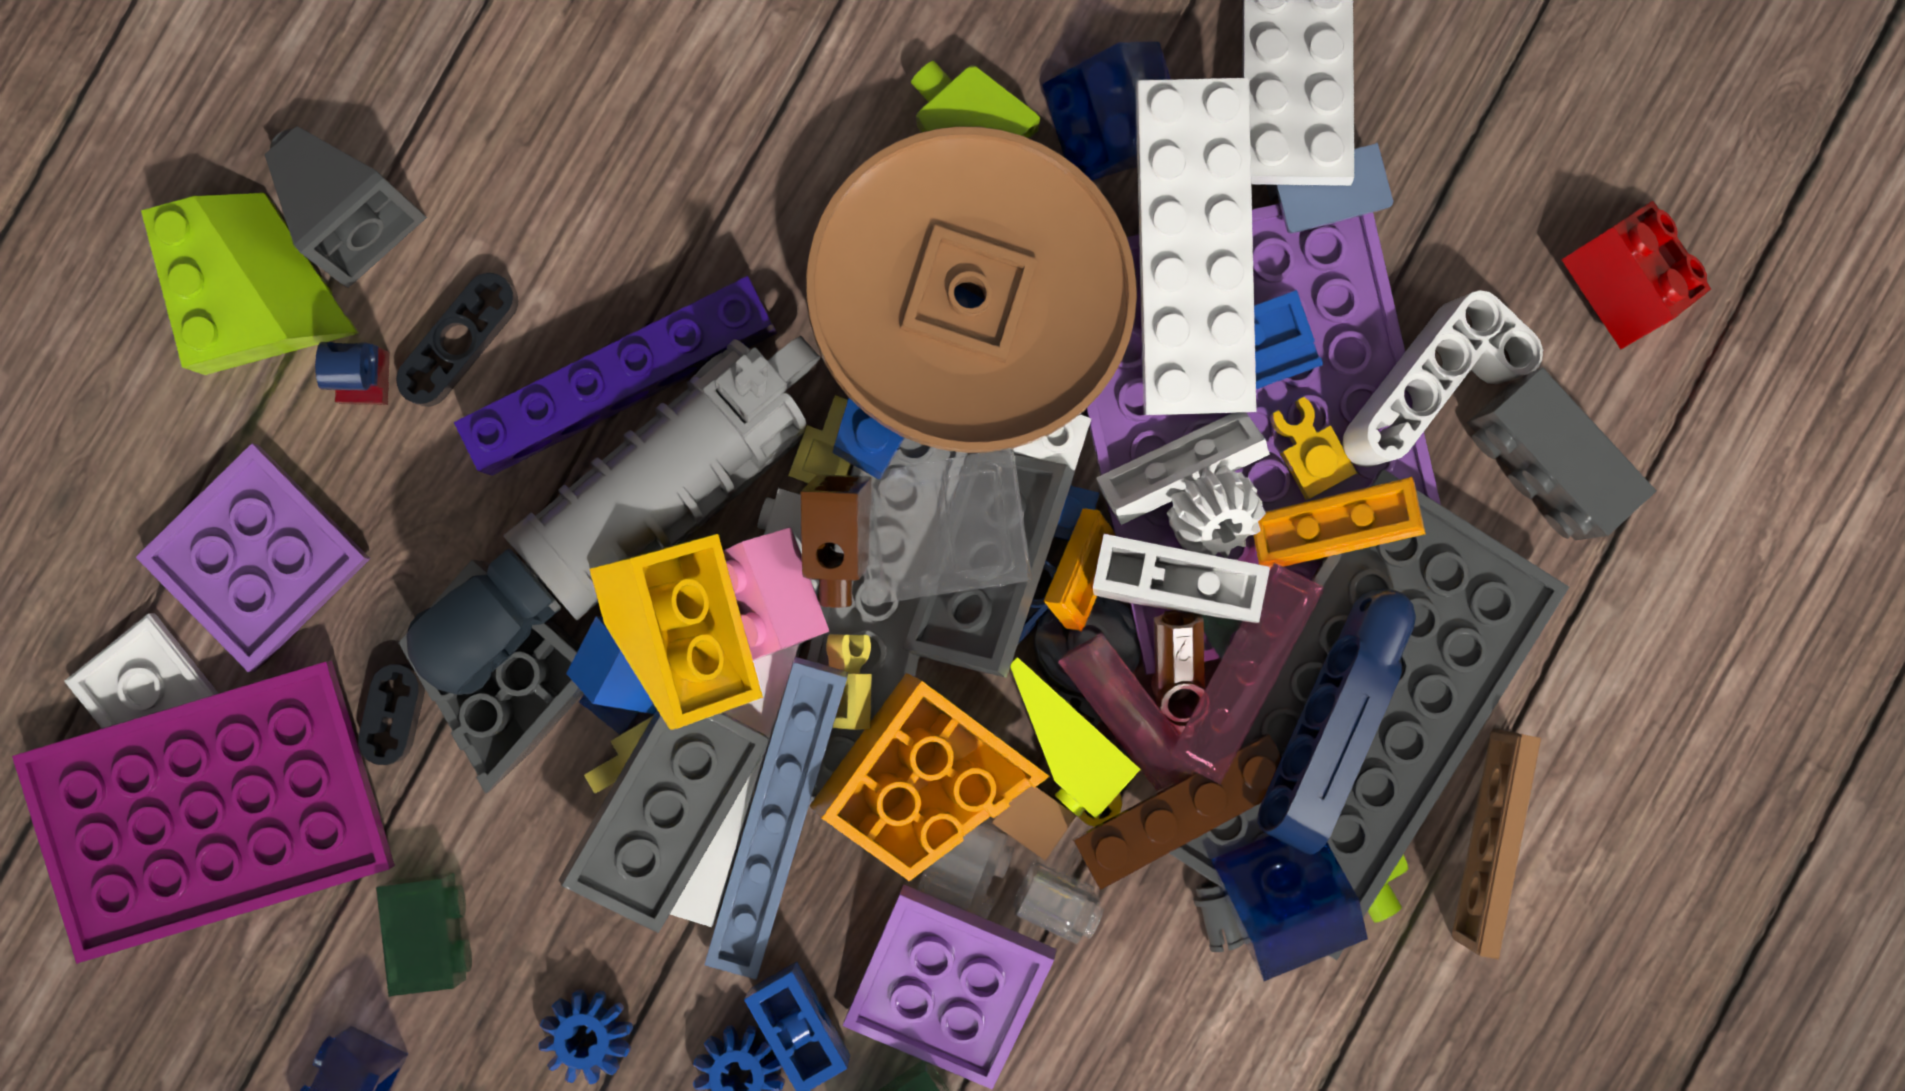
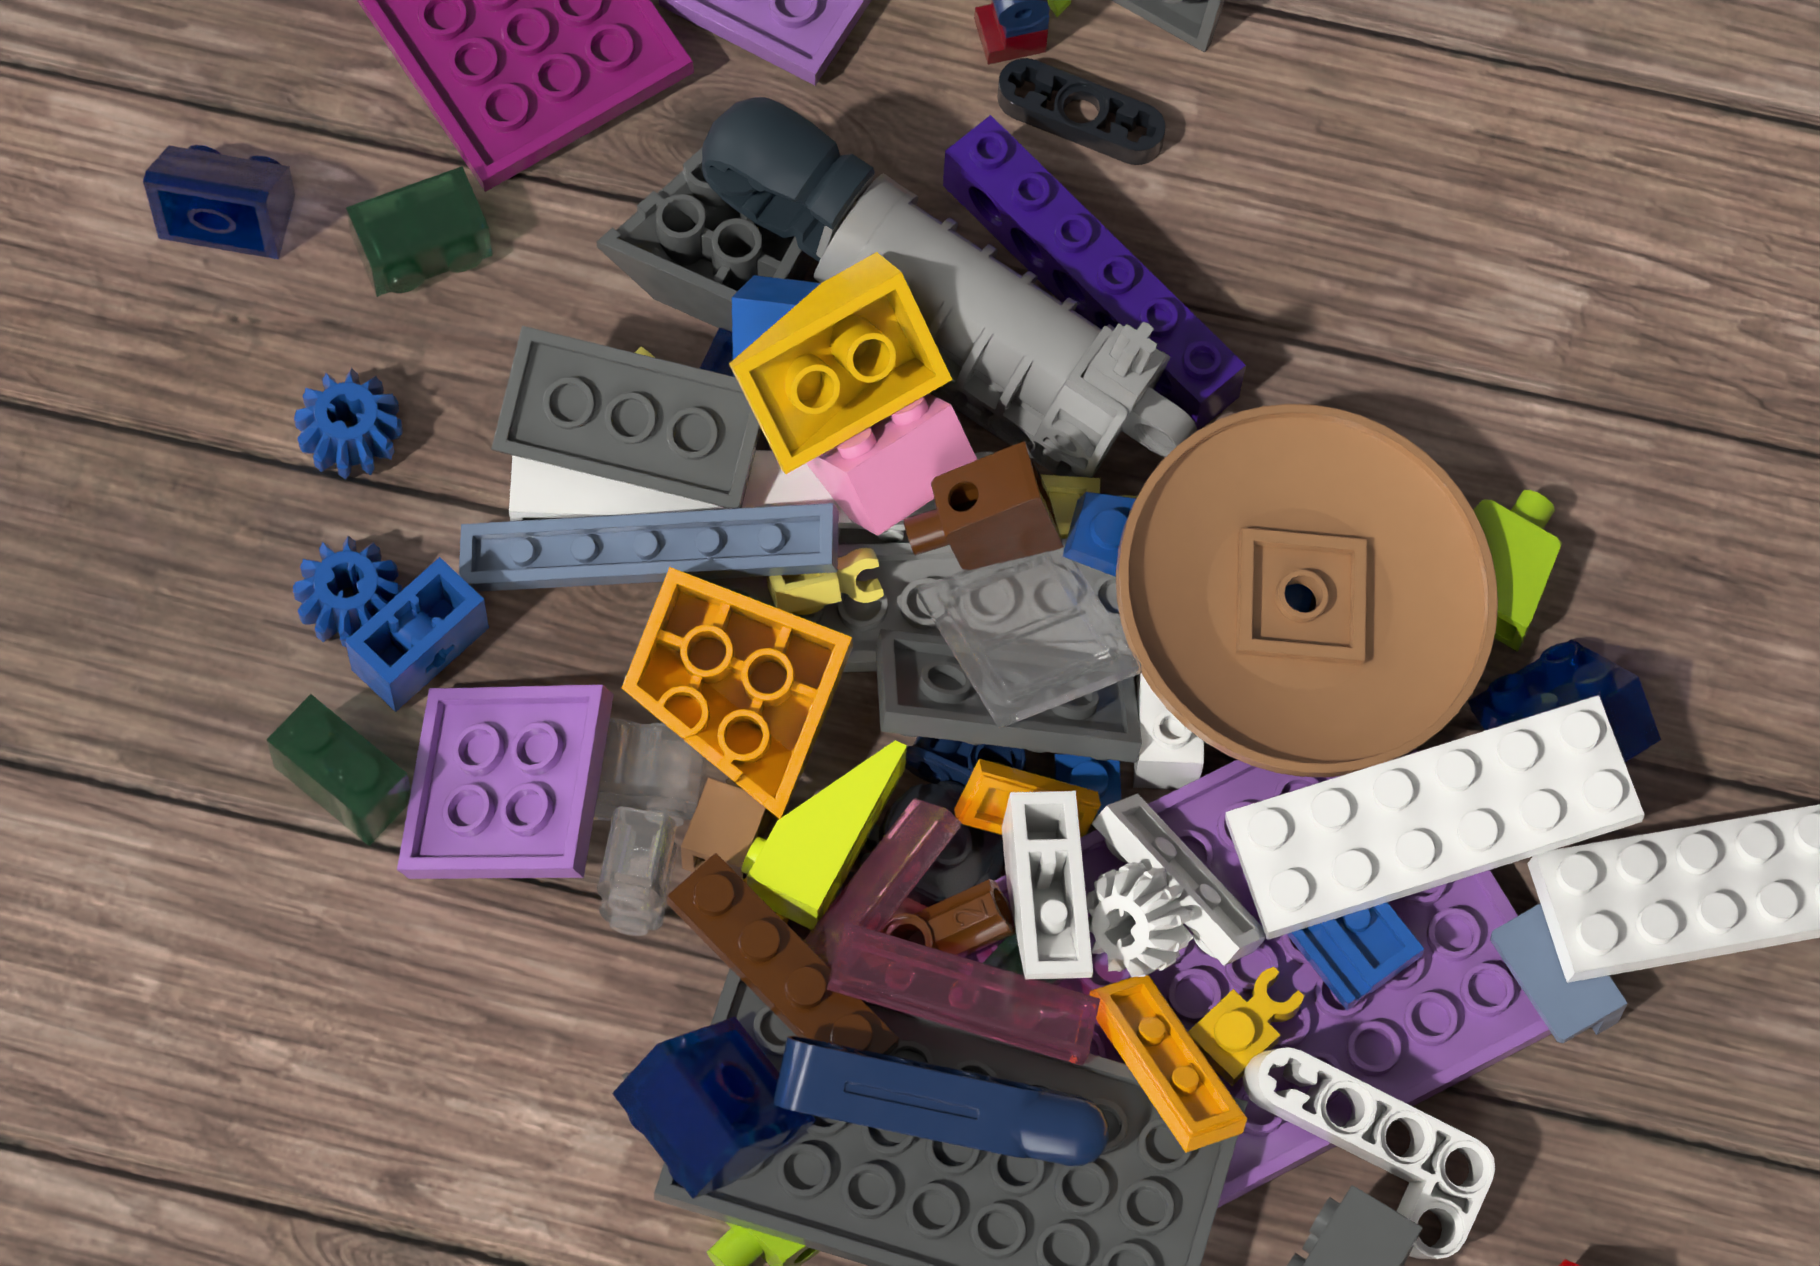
camera: 70 degrees right, 20 degrees down
(379, 711) = (649, 143): black beam -> none

